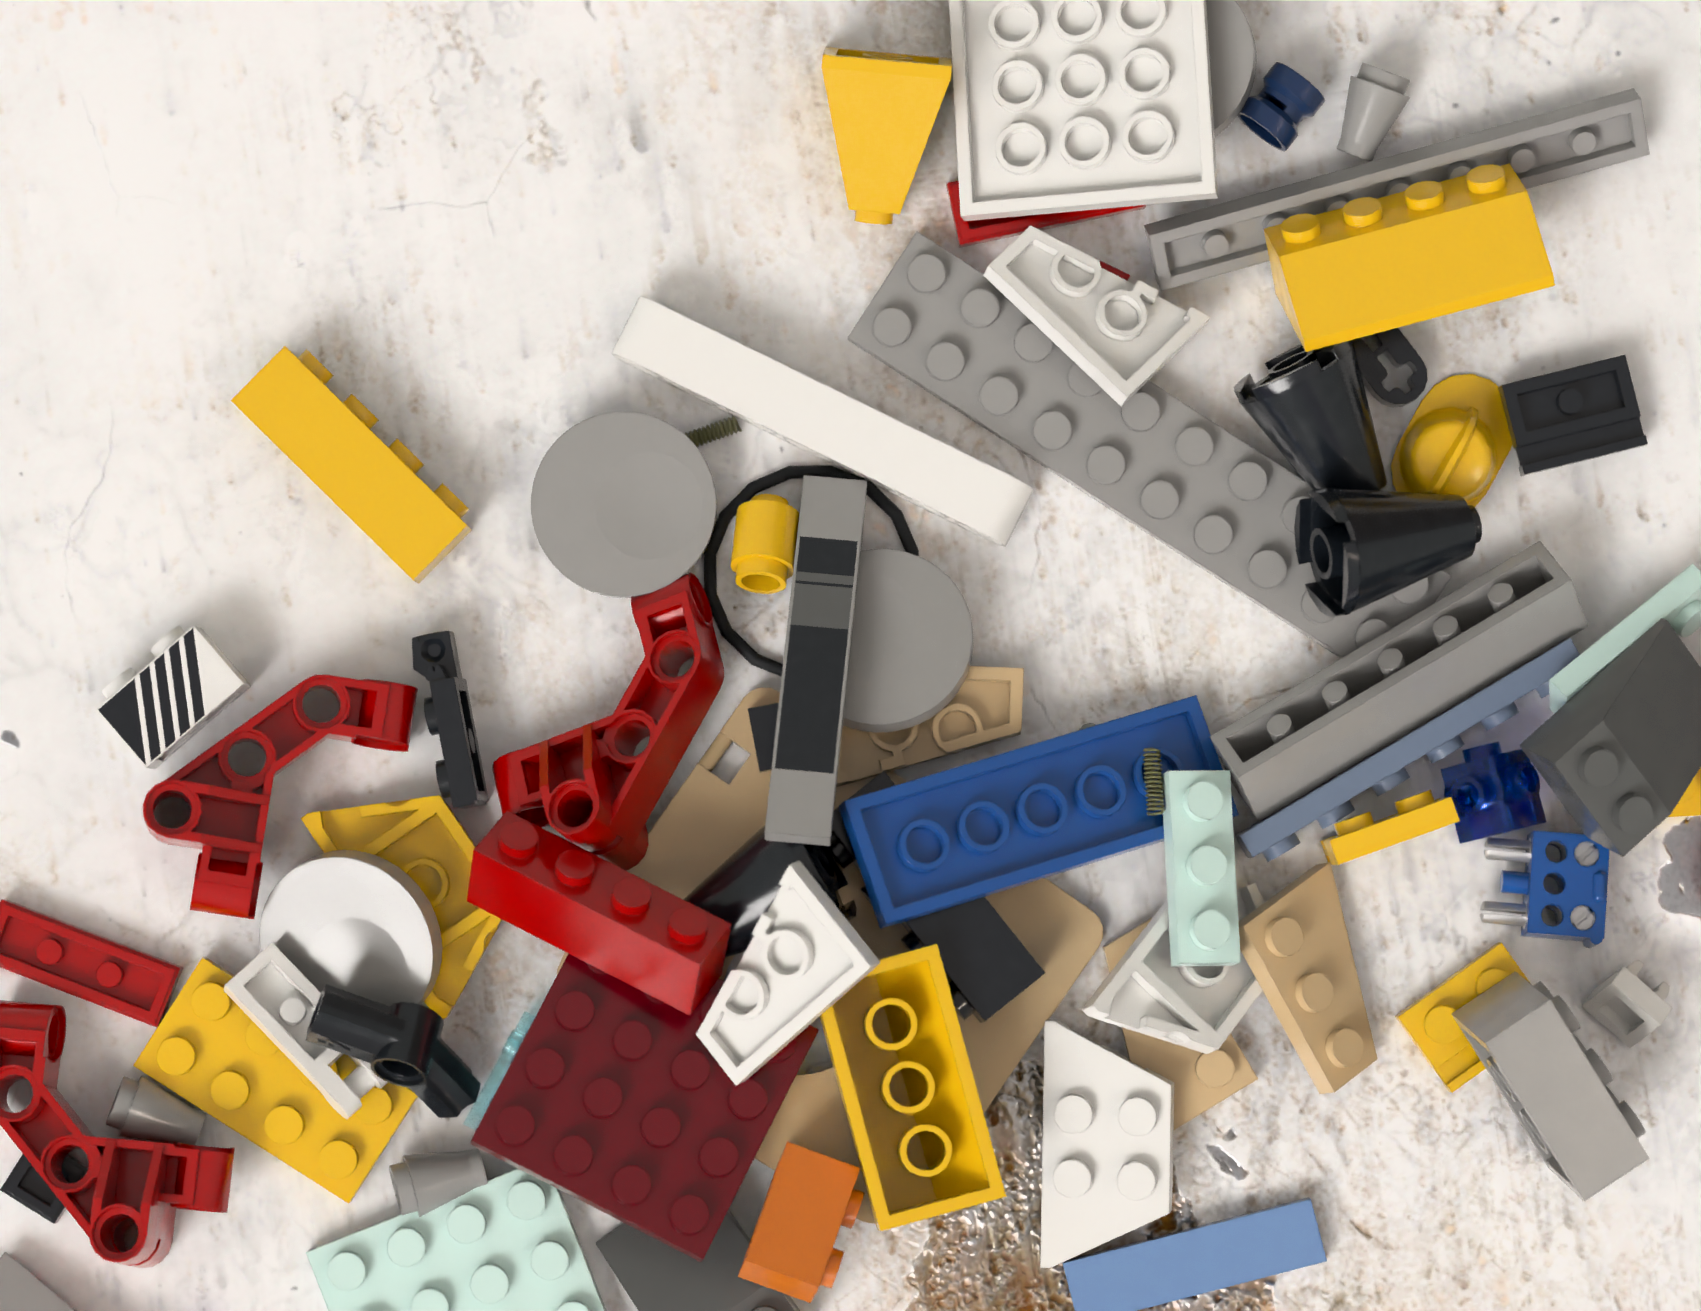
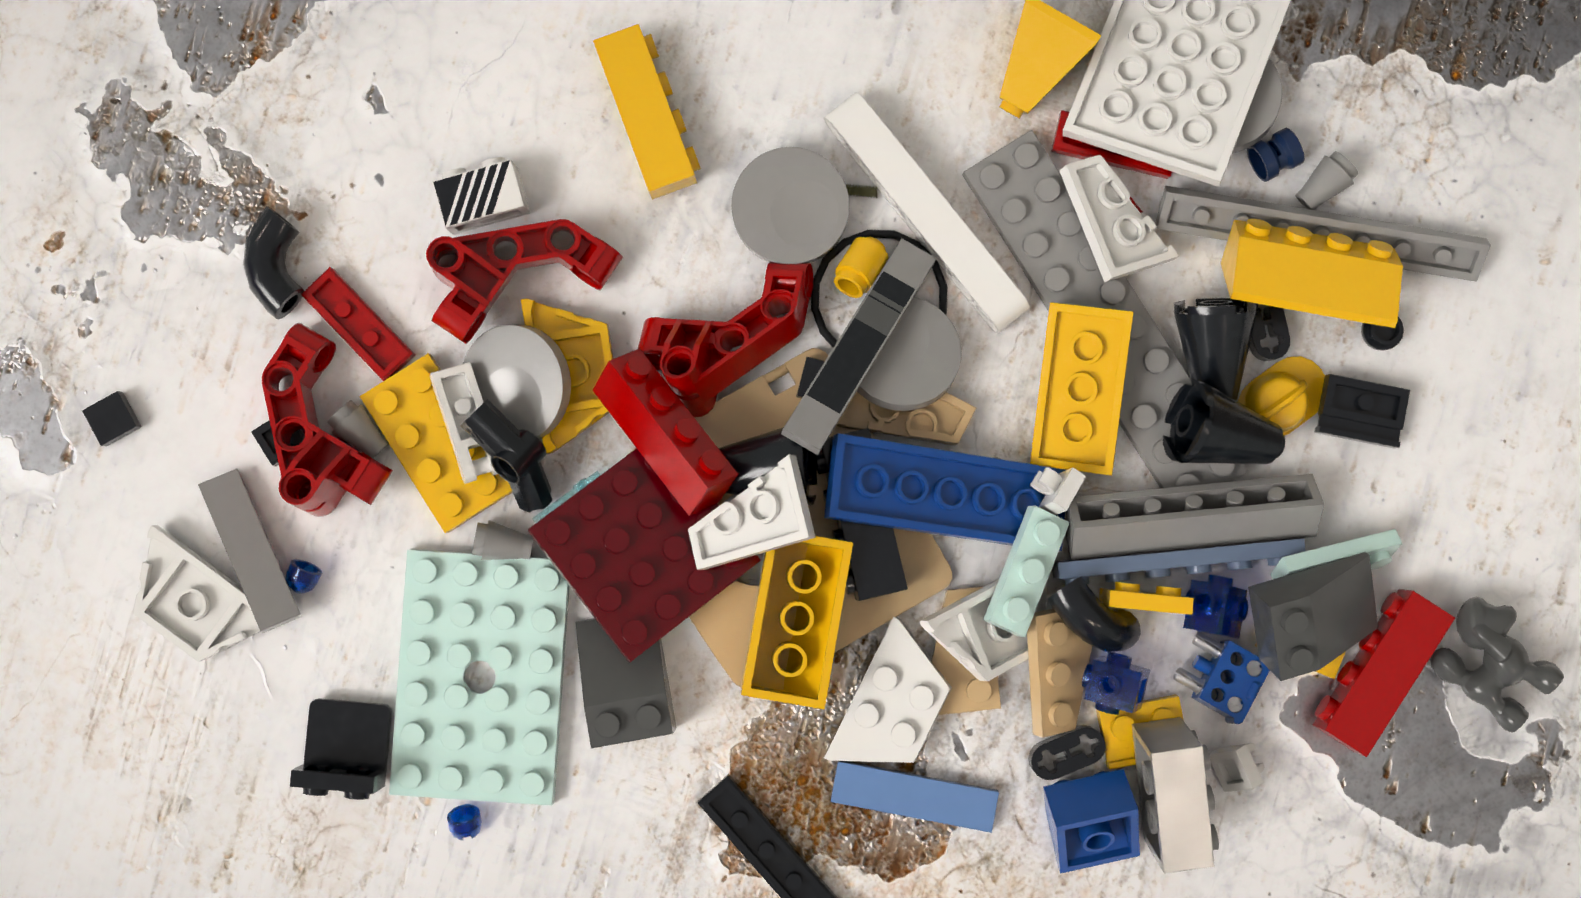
camera: 35 degrees right, 0 degrees up
(450, 716) = (634, 283): black hinge -> none
(800, 1223) = (697, 667): orange brick -> none
(1149, 762) = (1021, 507): olive leg -> none
(1158, 571) = (1081, 388): none -> yellow plate
(1191, 730) = (1058, 488): none -> white tile
(1327, 892) = (1093, 620): none -> black cylinder
(1393, 1107) = (1071, 761): none -> black beam
(1401, 967) = (1128, 679): none -> clear blue brick
(1460, 1177) = (1092, 820): none -> blue slope
(1559, 298) = (1382, 337): none -> black plate

